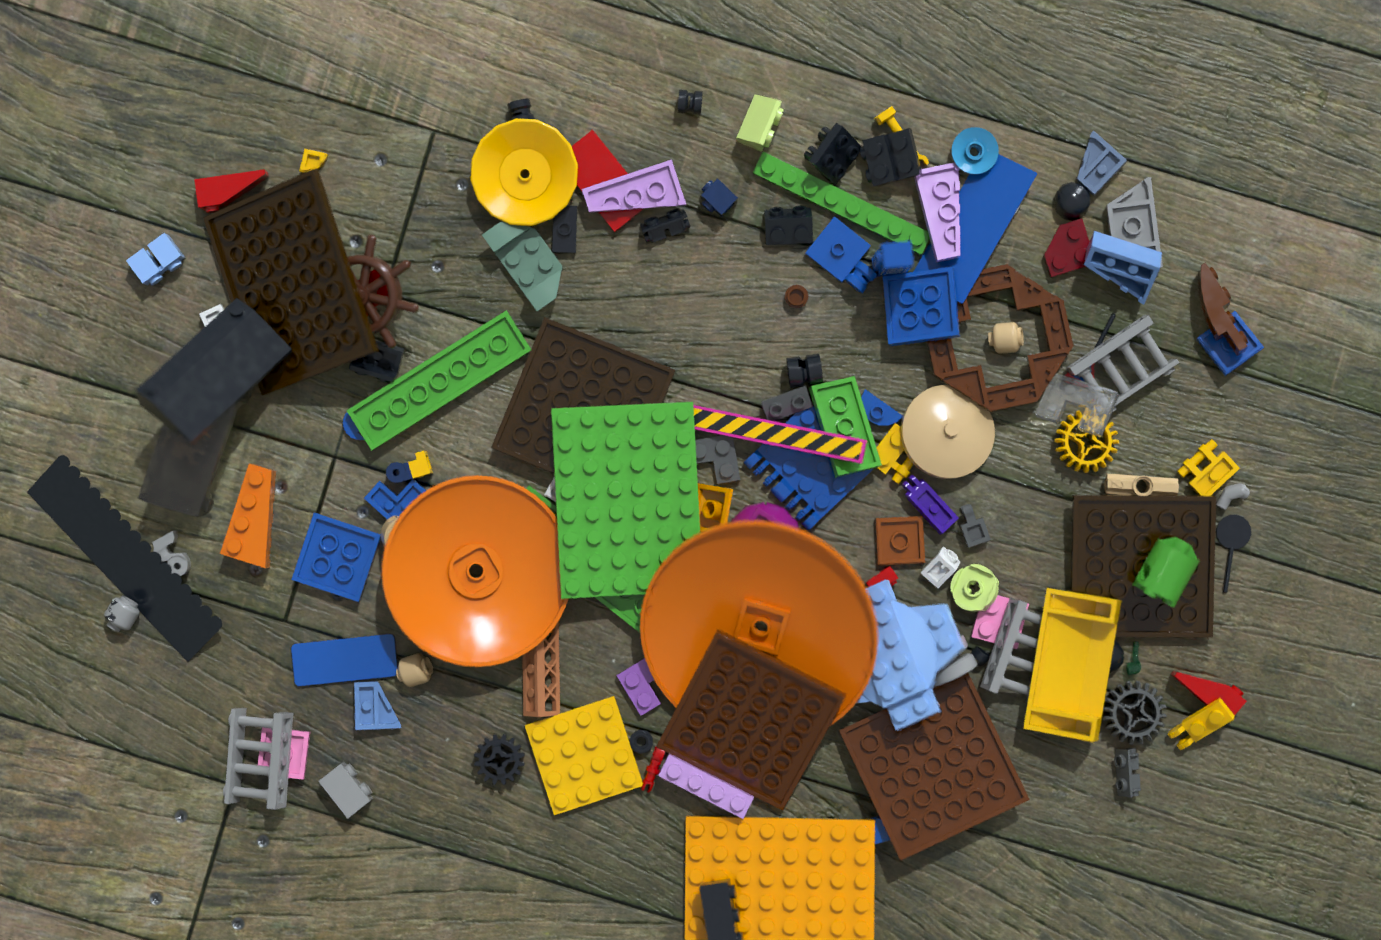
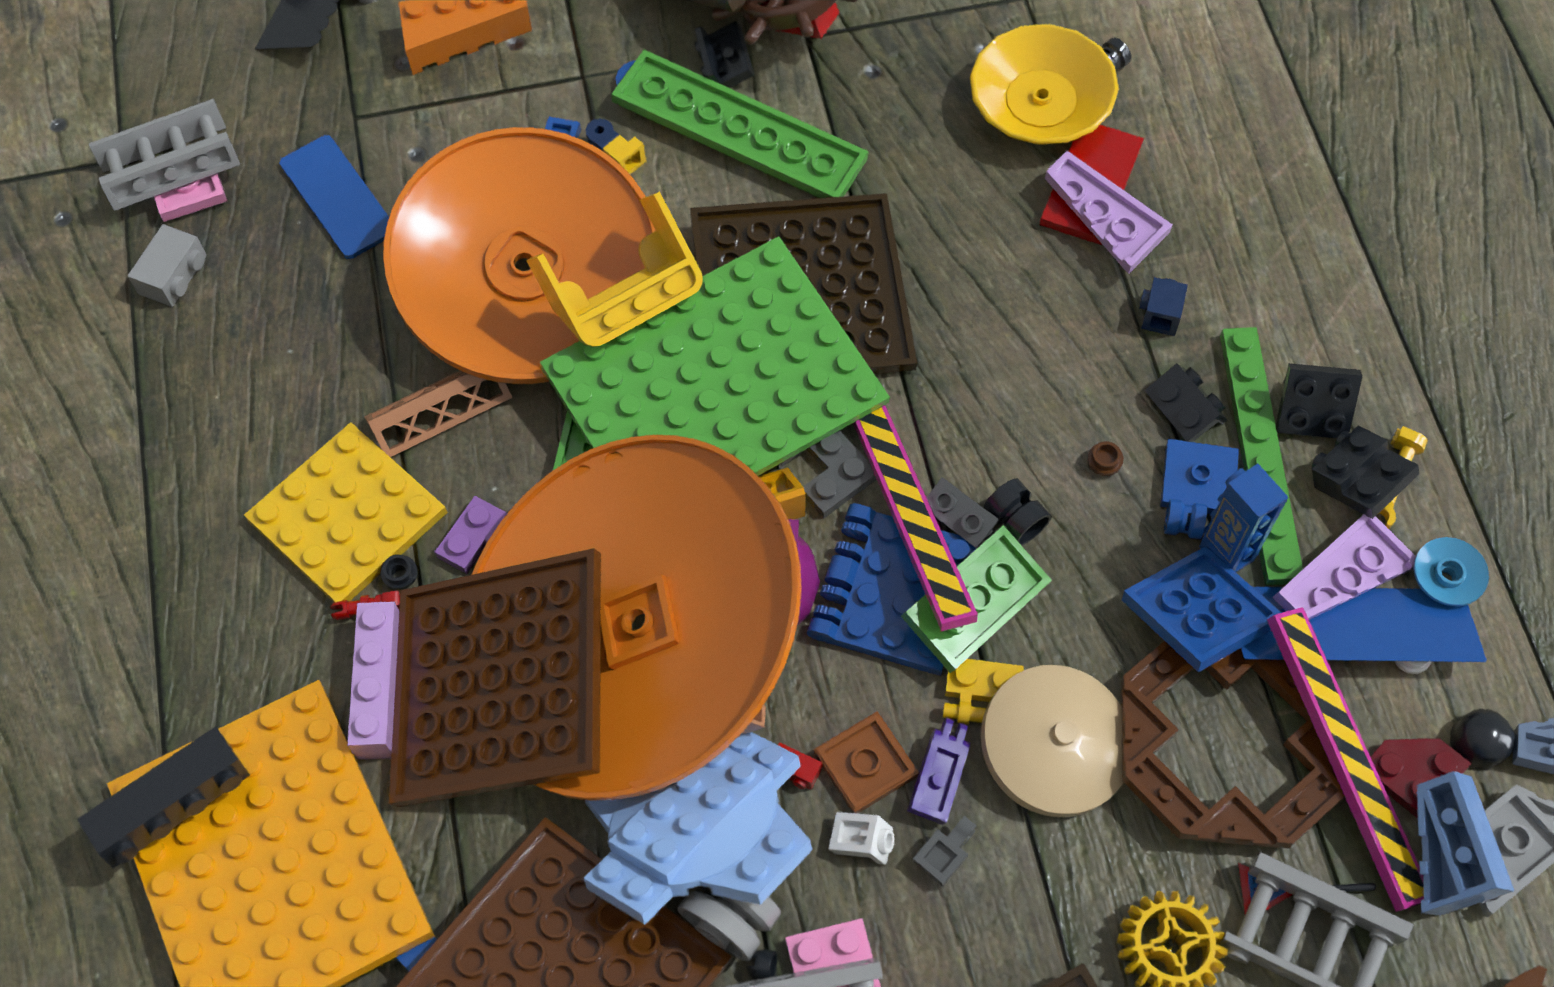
camera: 60 degrees right, 25 degrees down
(336, 557) = (454, 113): blue plate -> none
(372, 707) = (290, 247): medium blue wing -> none
(414, 670) = (360, 266): tan head -> none
(501, 770) = (280, 426): black gear -> none
(527, 261) = (945, 142): sand green piece -> none
(551, 523) = (666, 280): none -> yellow windscreen
(565, 230) = (1006, 169): black plate -> none
(656, 226) = (1098, 274): black hinge -> none
(695, 102) = (1254, 218): black wheel -> none
(758, 122) = (1289, 302): yellowish green slope -> none
(878, 411) = (1024, 636): blue plate -> none
(962, 593) = (859, 917): yellowish green plate -> none
(1006, 337) = (1238, 749): tan head -> none
(1042, 284) = (1349, 758): none -> tile
(1095, 399) = (1238, 912): clear plate -> none

